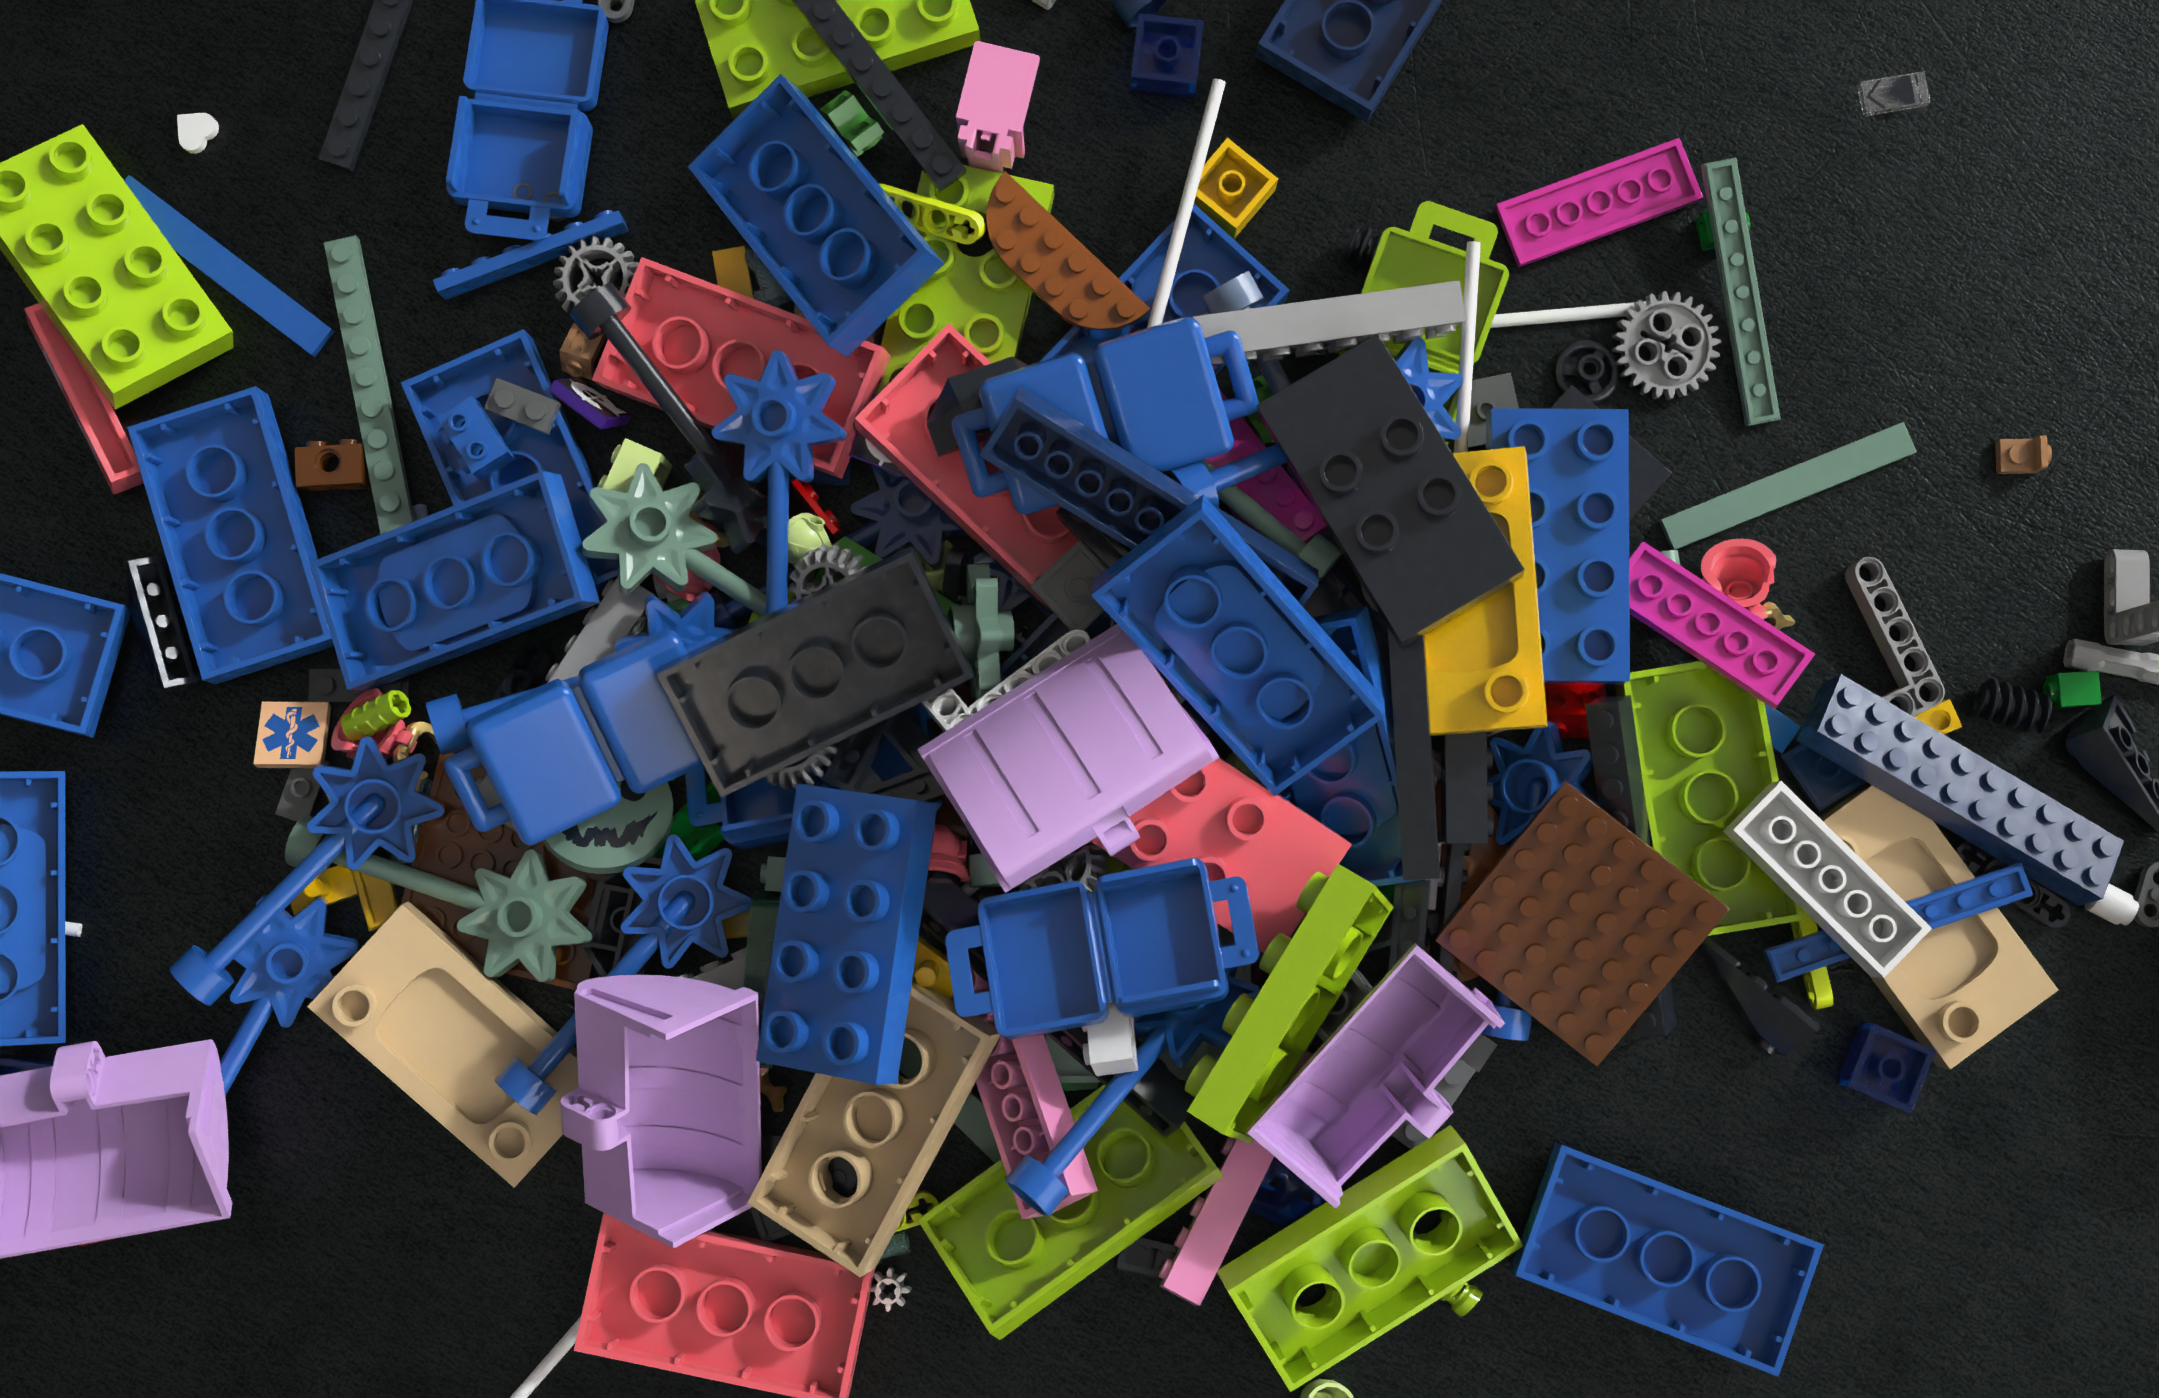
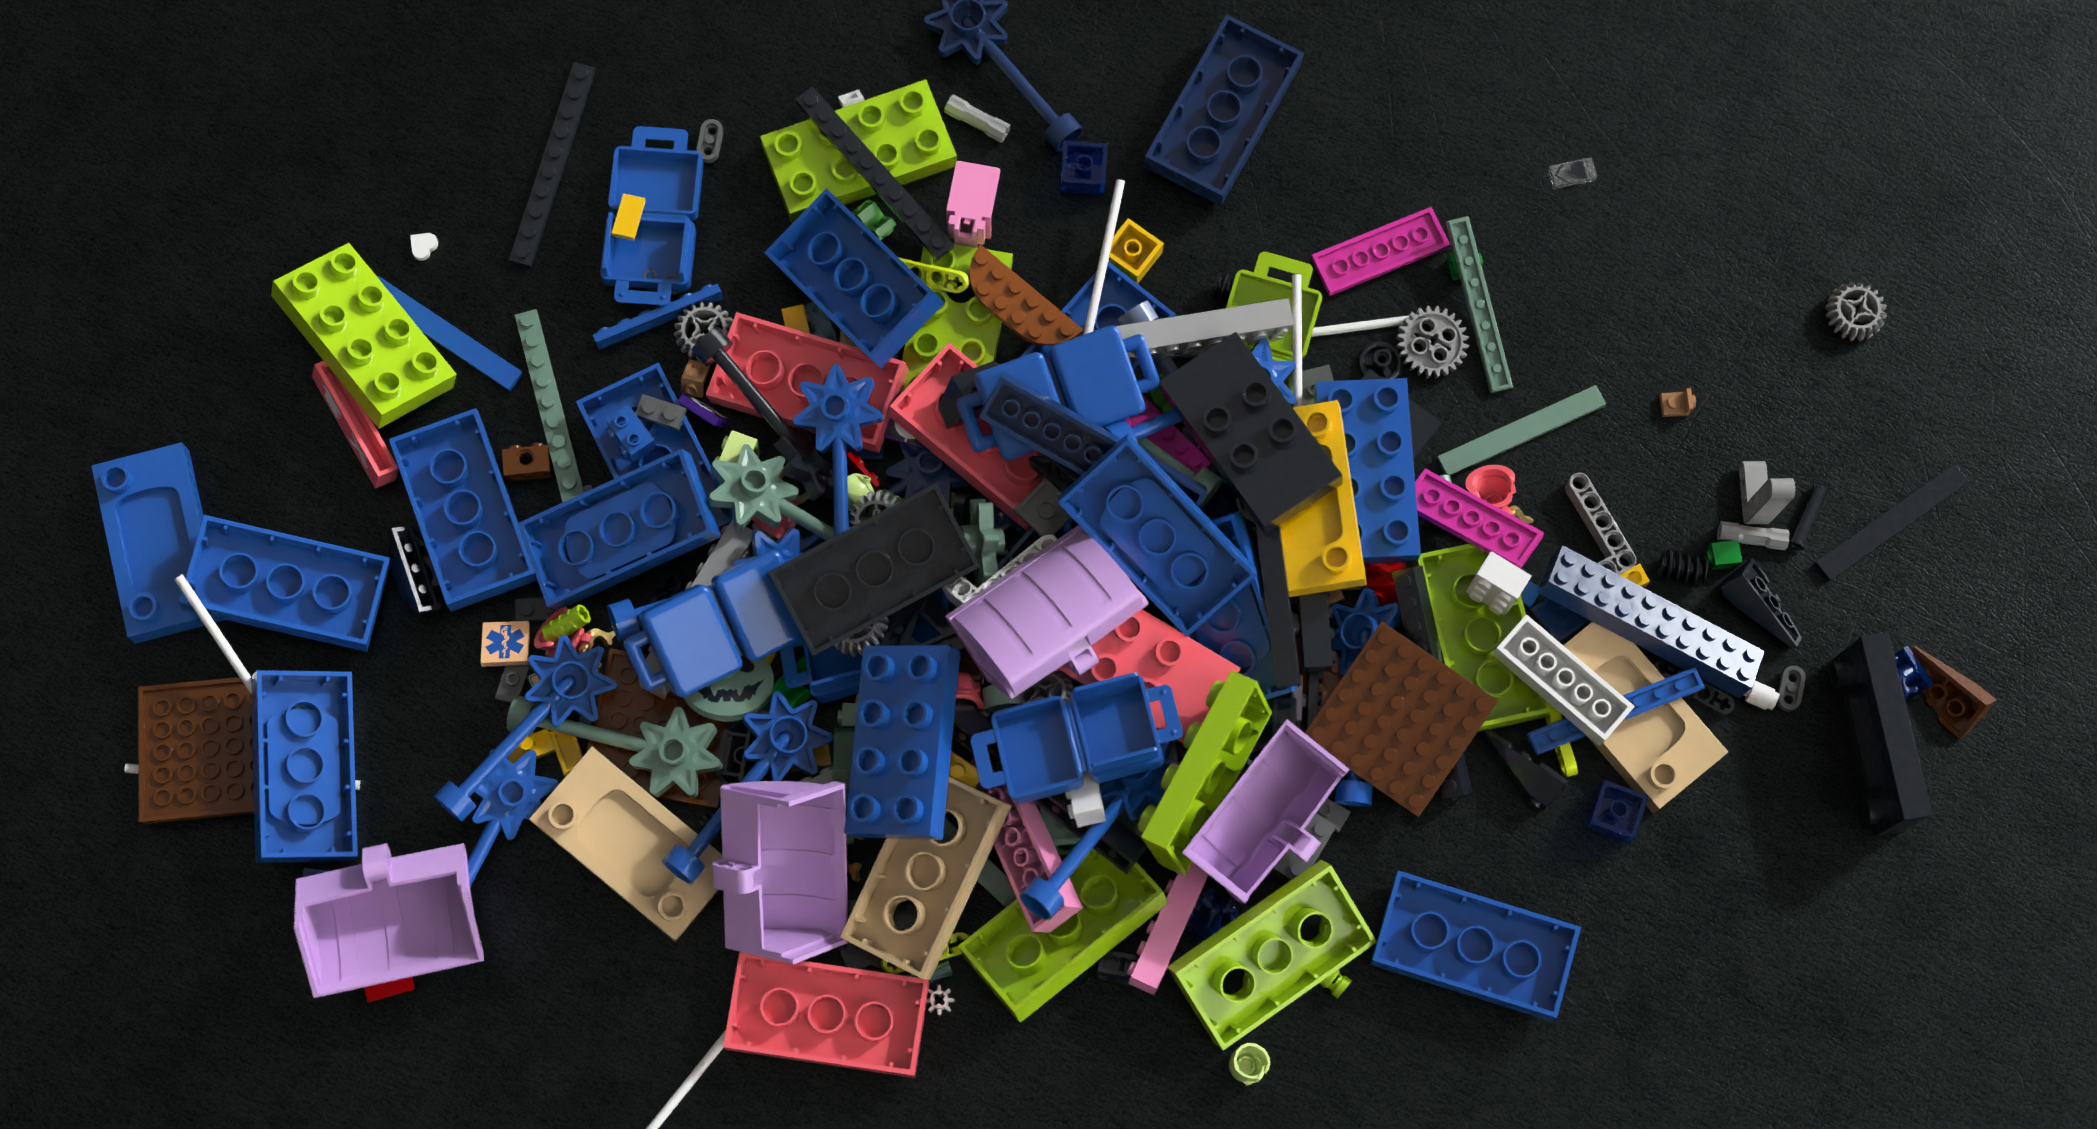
camera: 10 degrees left, 10 degrees down
(490, 103) = (628, 217): none -> yellow tile
(1742, 733) = (1498, 584): none -> white brick

